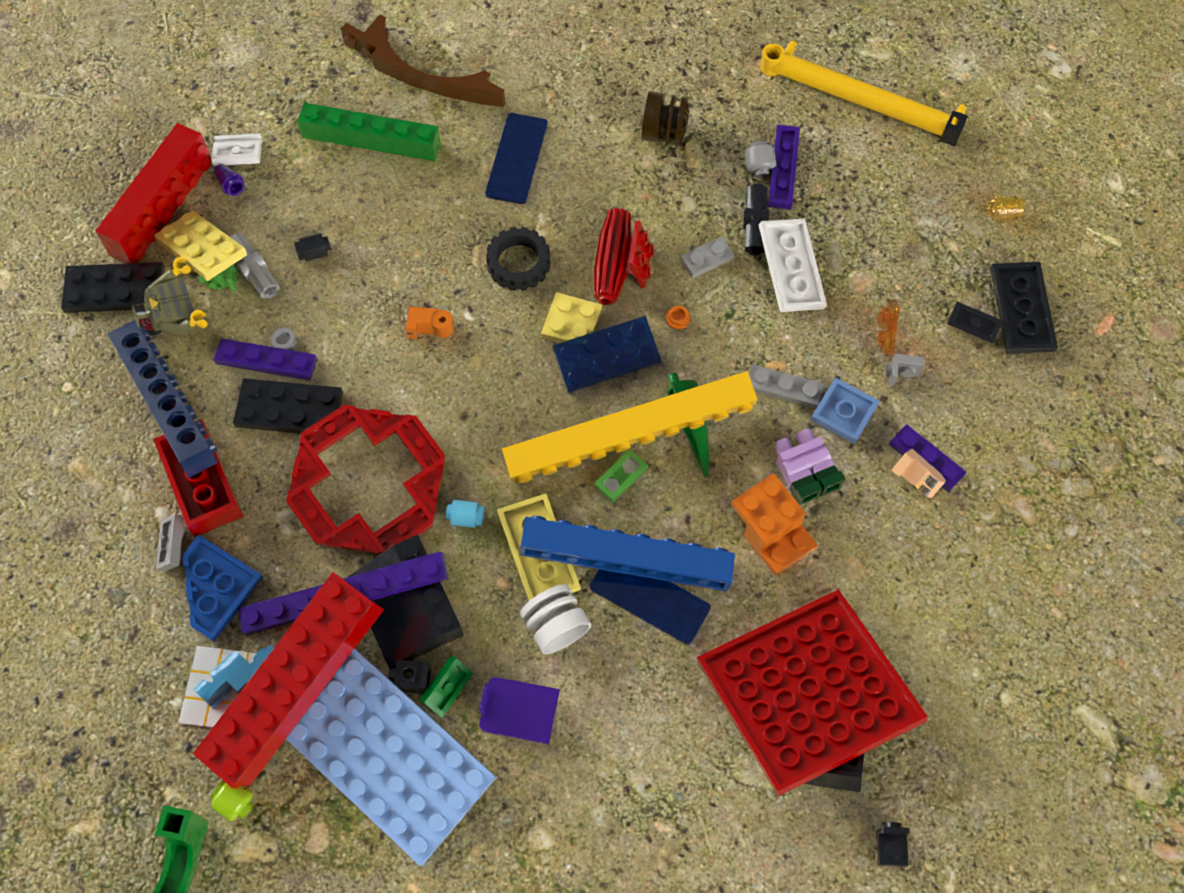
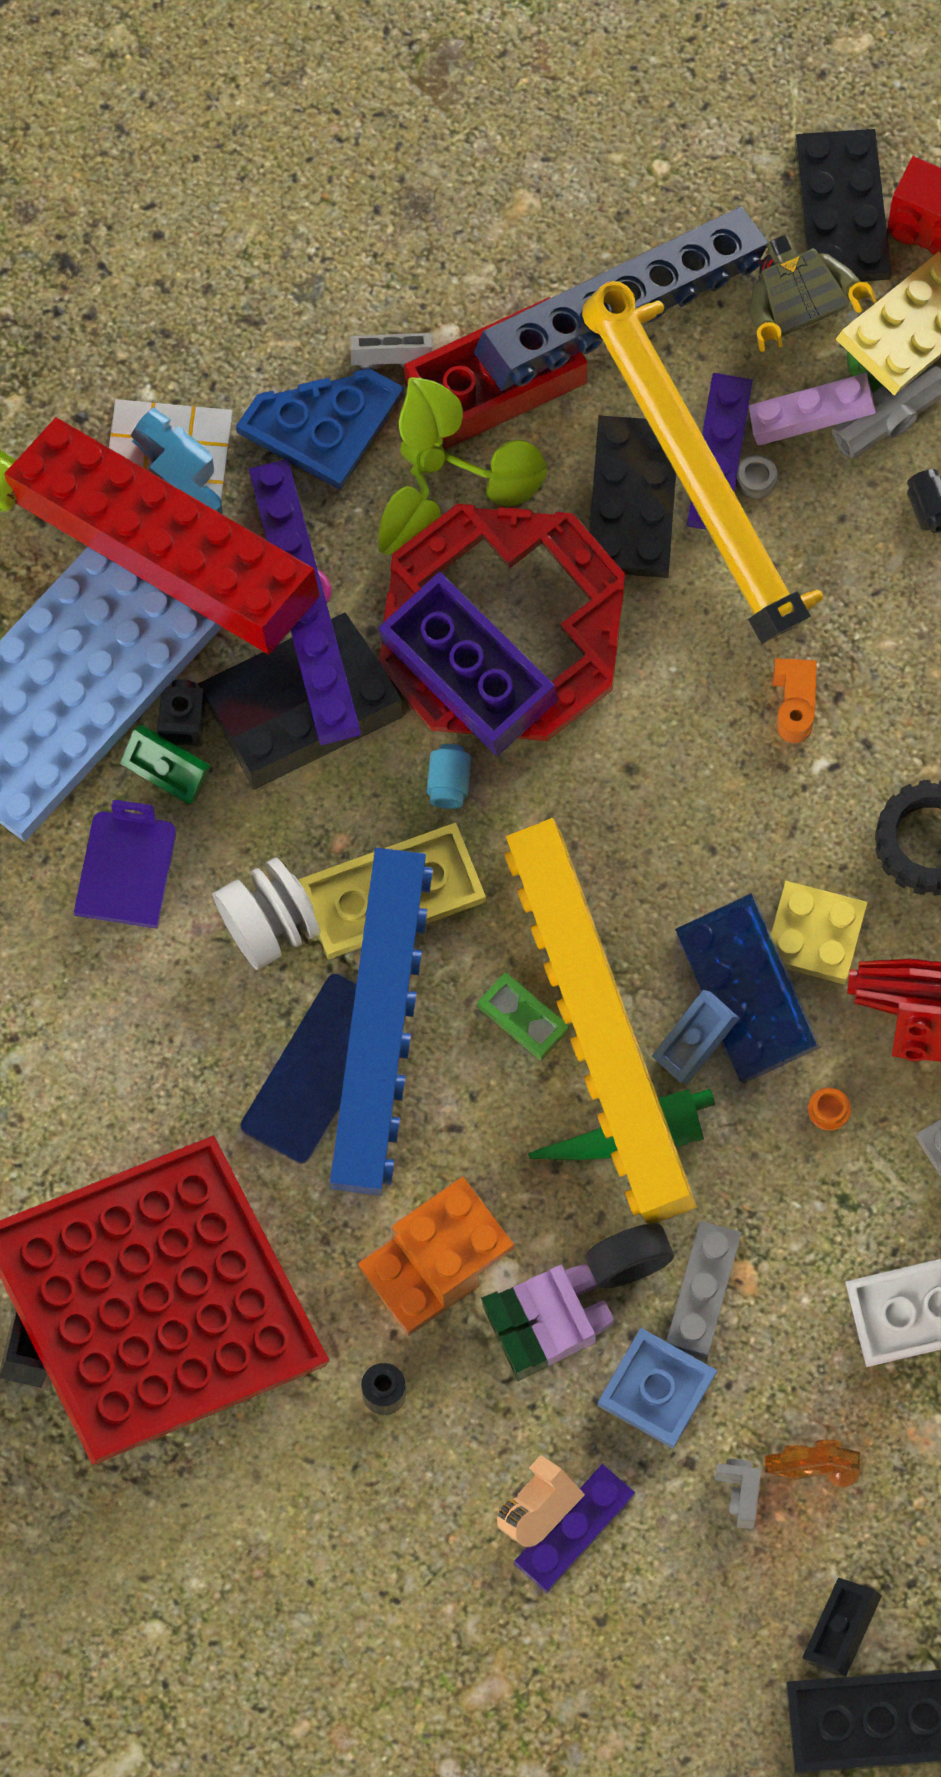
camera: 90 degrees right, 5 degrees up
(179, 388) = (693, 461): none -> yellow piece
(233, 499) = (425, 419): none -> lime plant
(246, 303) = (812, 409): none -> lavender plate
(399, 491) = (468, 663): none -> dark purple brick
(637, 379) = (695, 1037): none -> medium blue plate
(773, 417) = (630, 1255): none -> black tyre
(856, 556) = (383, 1401): none -> black brick

